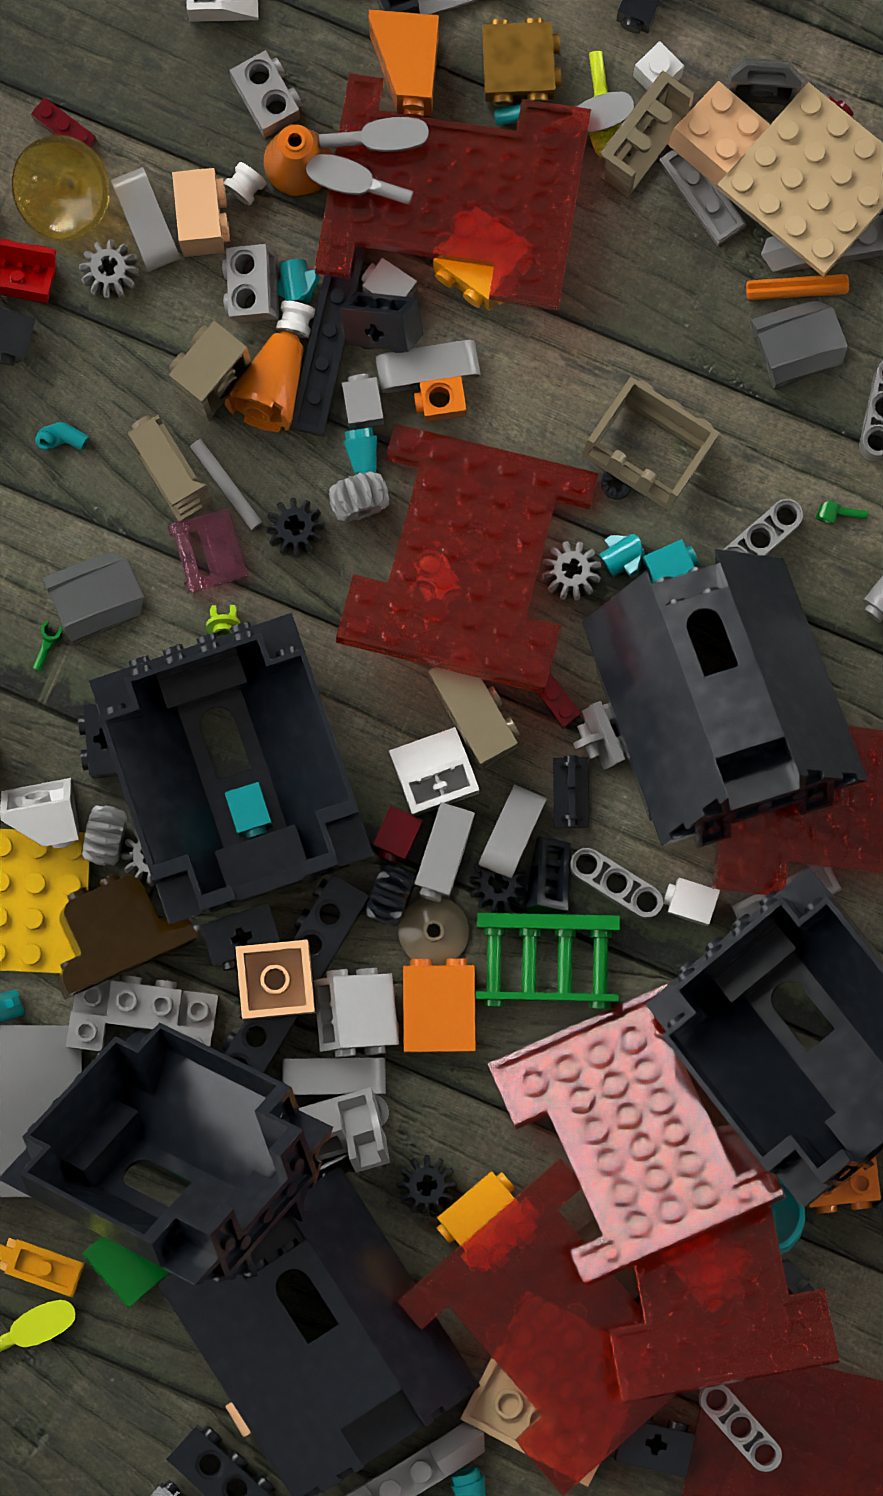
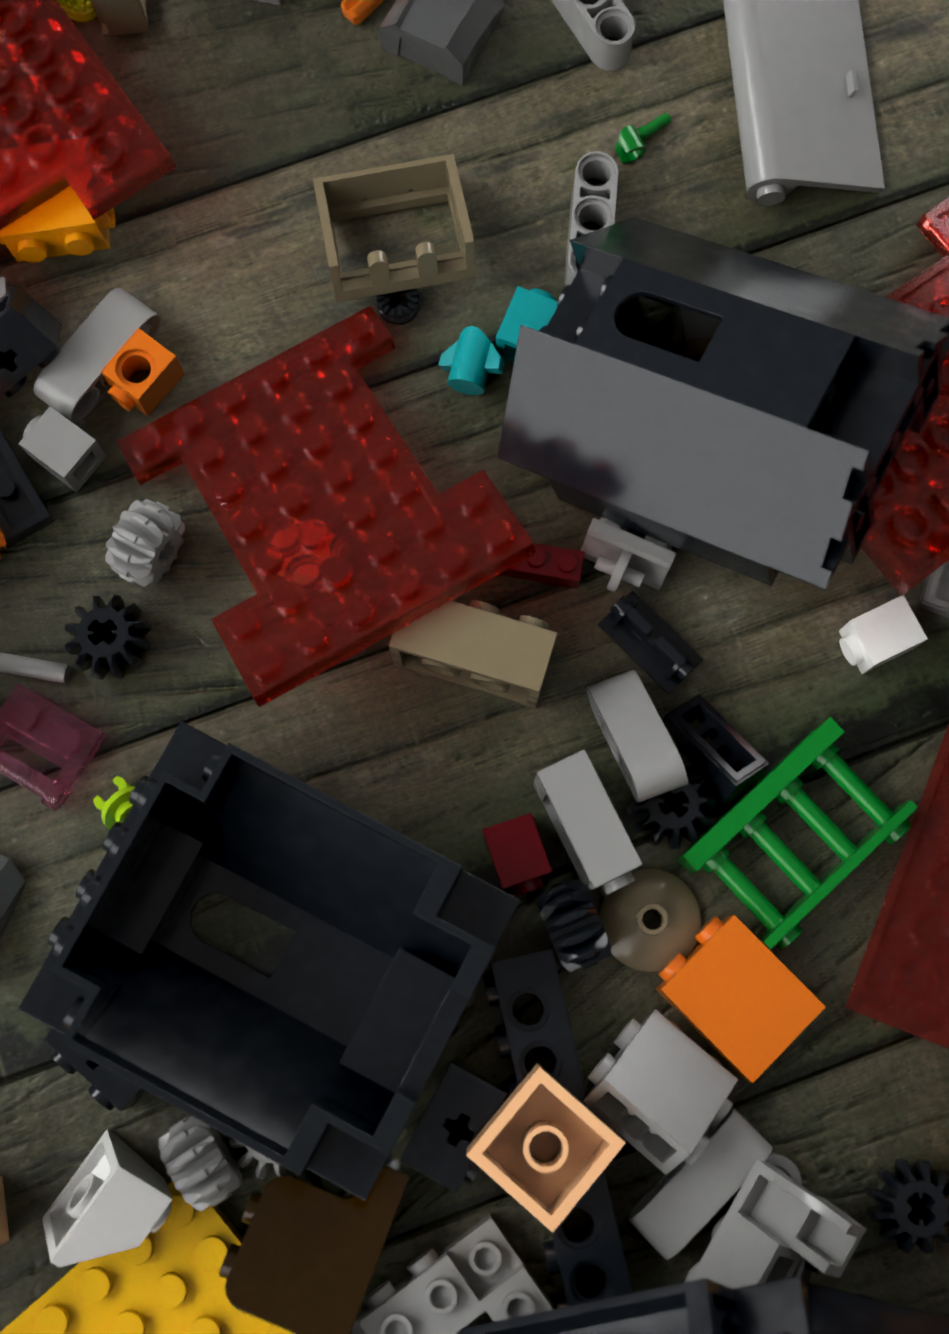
camera: 45 degrees left, 5 degrees down
(249, 811) = (335, 980): teal brick -> none
(361, 450) = (101, 494): teal cone -> none
(434, 771) = (493, 750): white slope -> none
(564, 561) = (436, 404): light grey gear -> none
(606, 868) = (810, 679): light grey beam -> none

